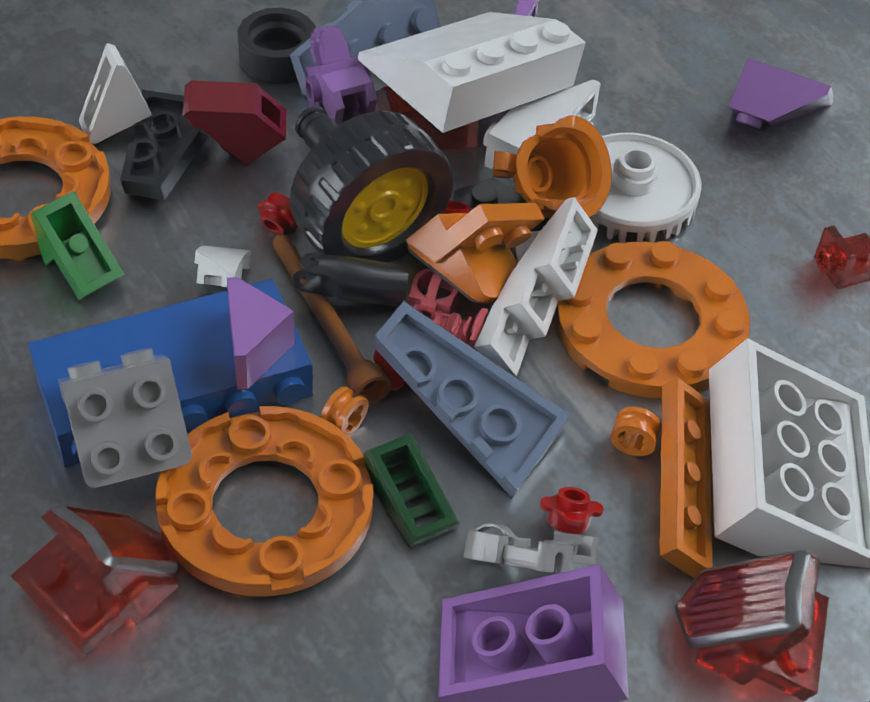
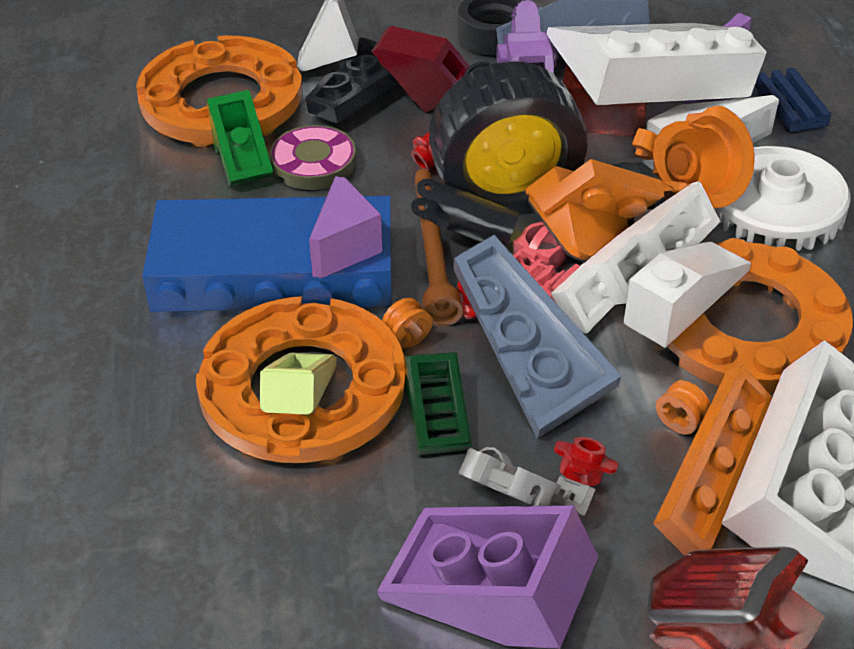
camera: 25 degrees right, 5 degrees down
(97, 573) = (124, 395): clear red piece -> none
(125, 418) = (200, 273): light grey bracket -> none
(156, 245) = (313, 157): none -> tile
(220, 263) = (361, 177): white slope -> none
(270, 507) = (295, 382): none -> yellowish green slope
(594, 313) = (679, 289): none -> white slope
(610, 72) = (798, 97): none -> dark blue tile

